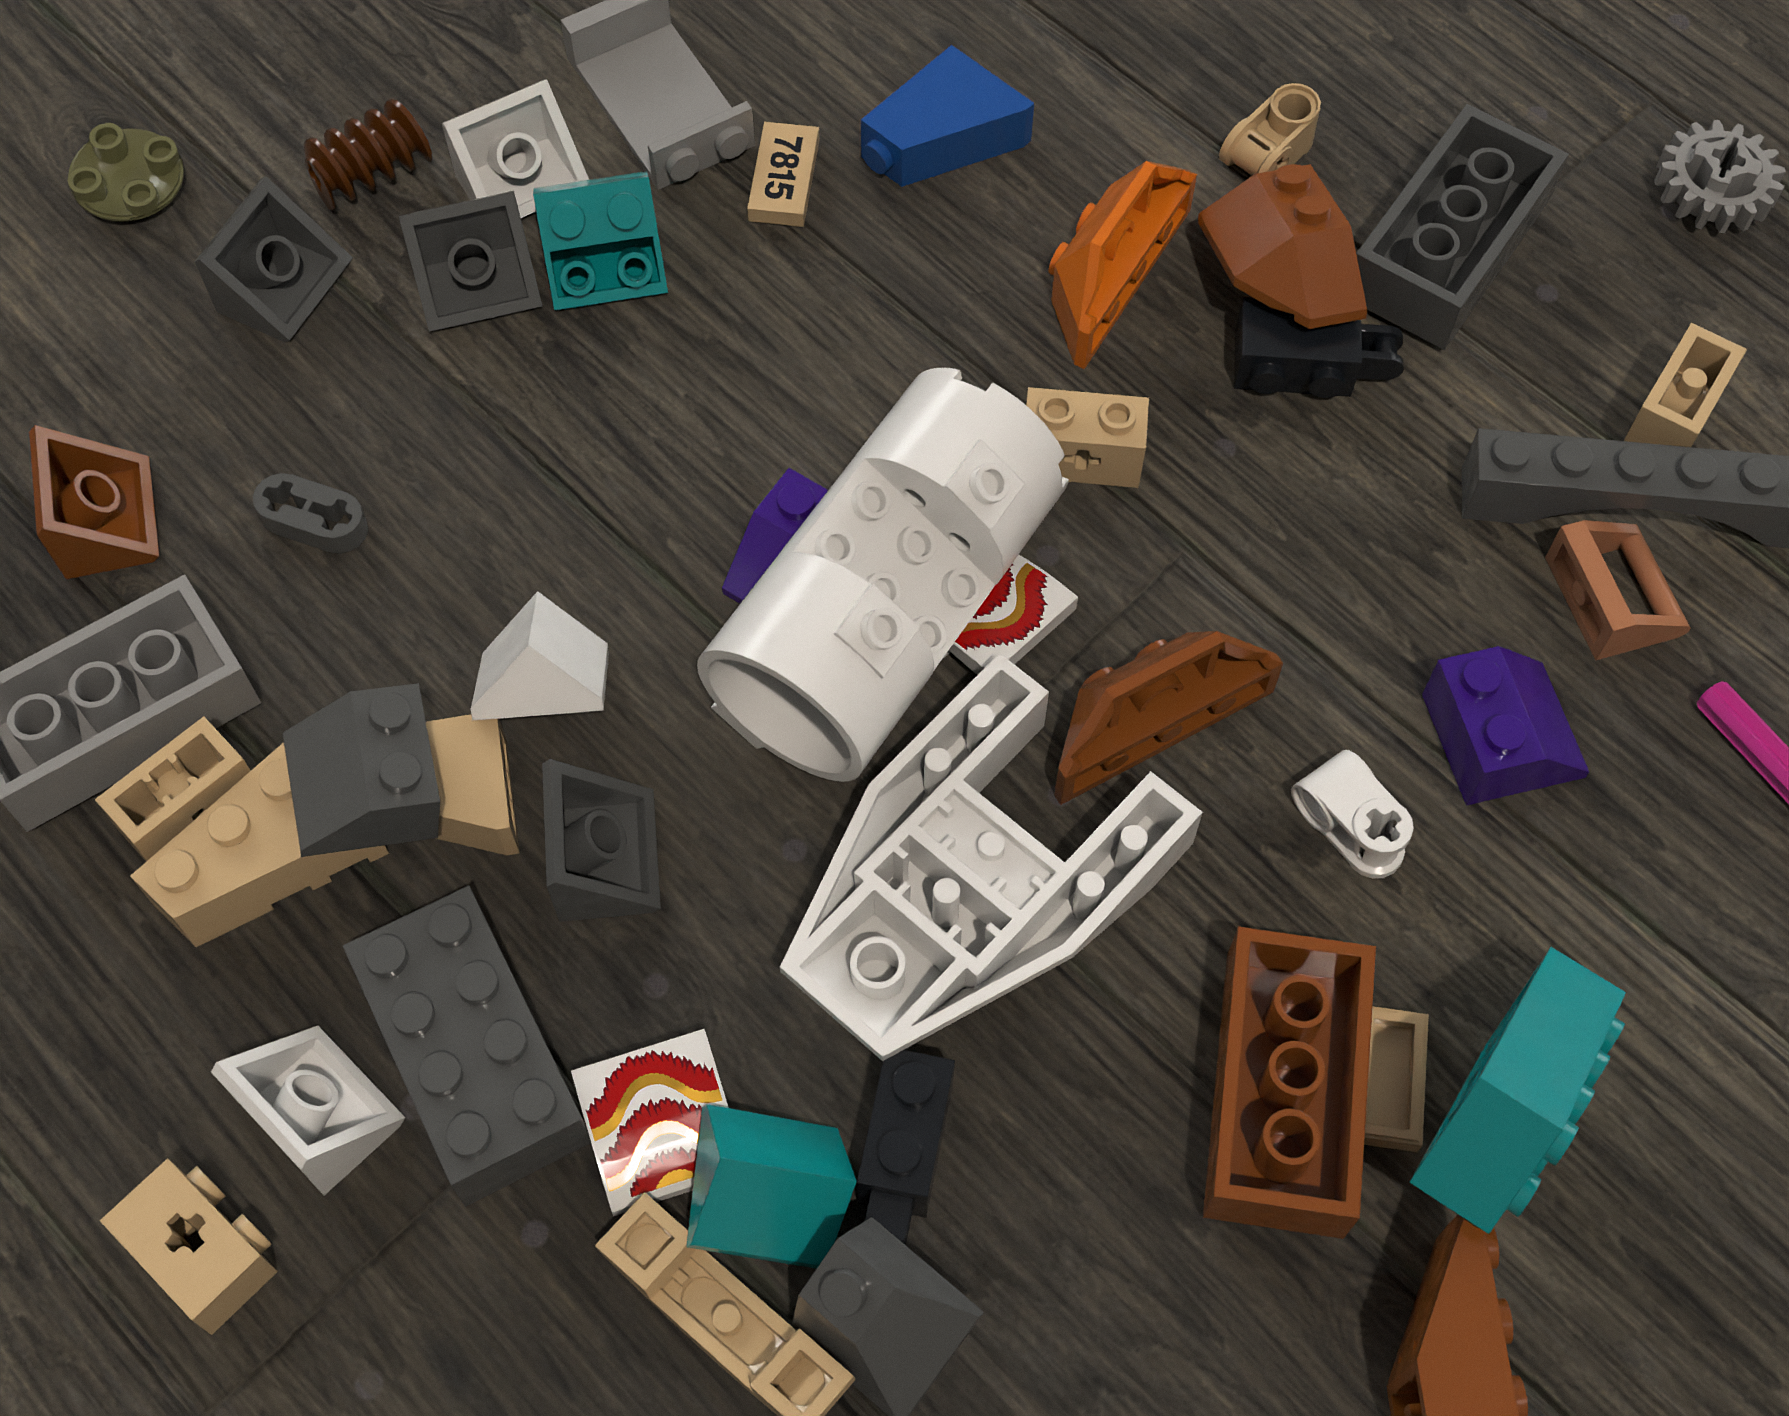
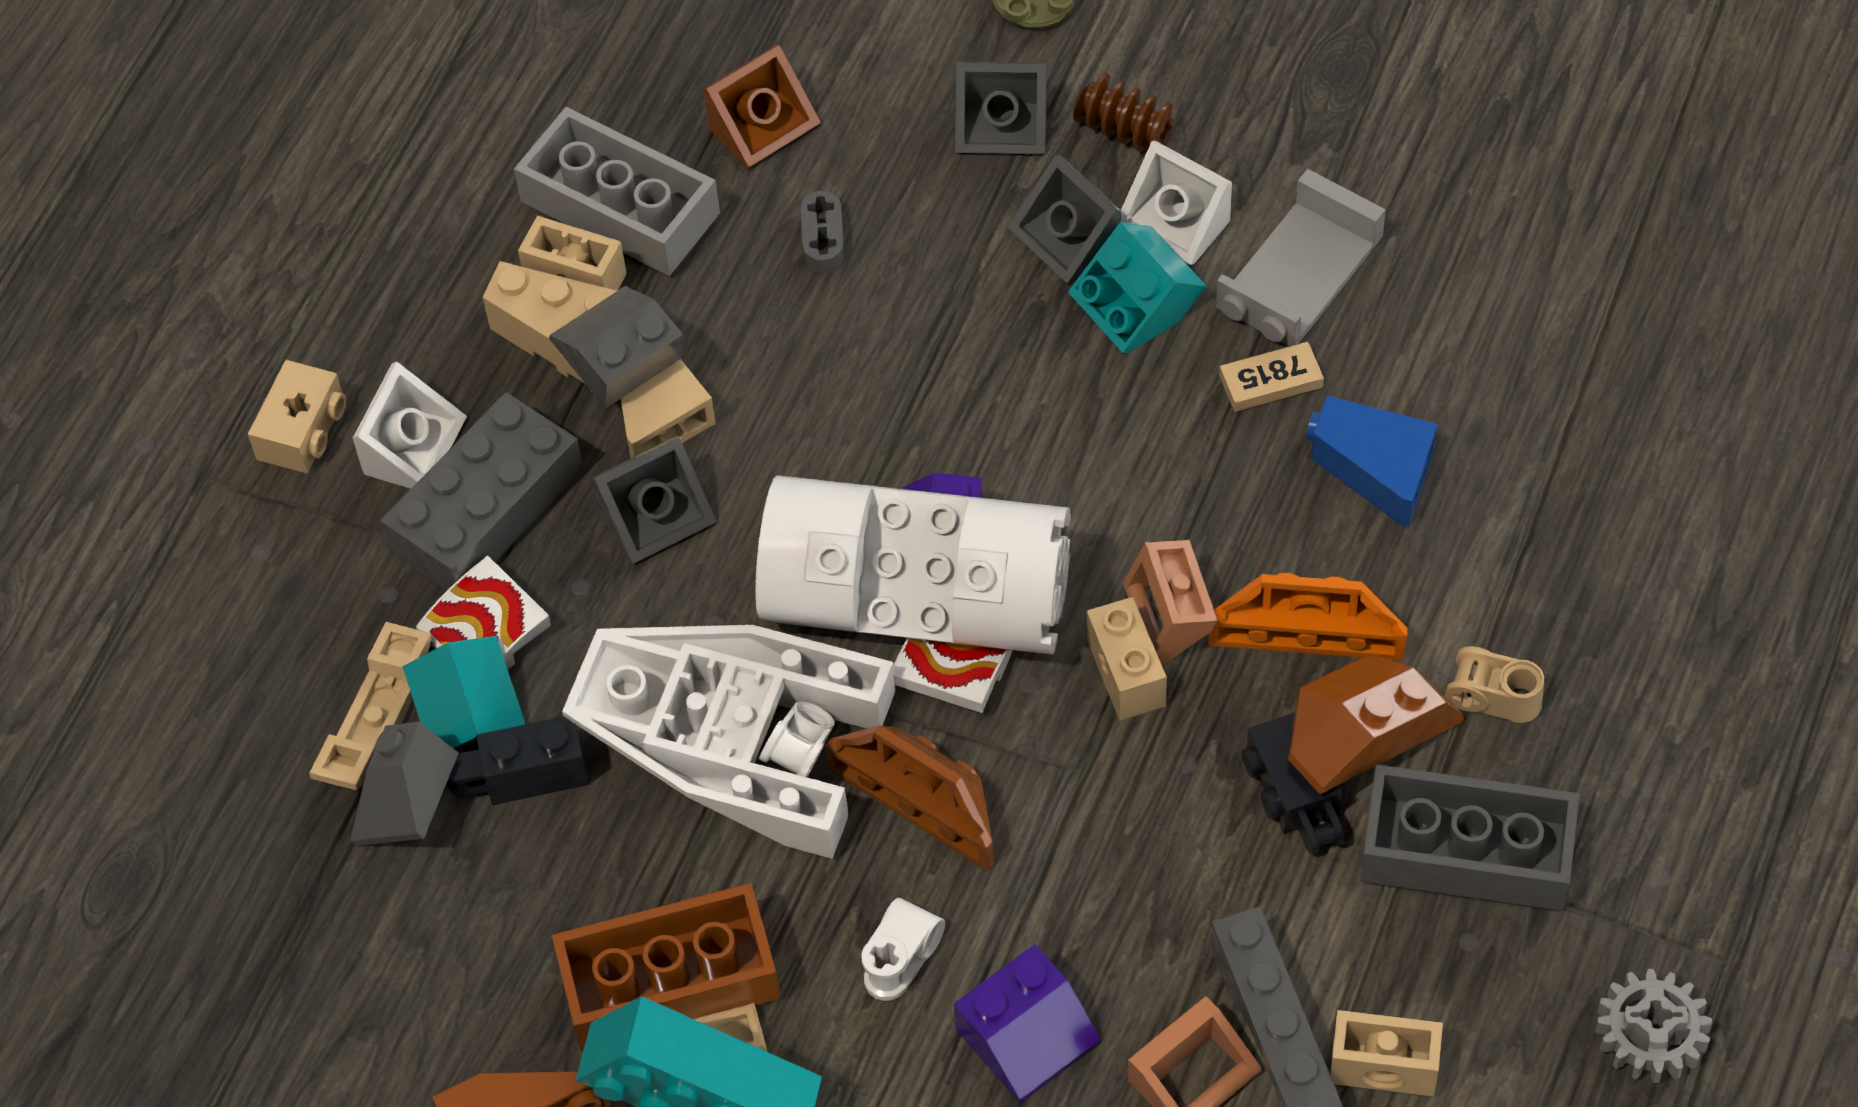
camera: 70 degrees right, 5 degrees down
(541, 666) = (762, 413): white slope -> none
(1036, 342) = (1178, 593): none -> nougat tile
(1050, 800) = (799, 738): none -> white piece

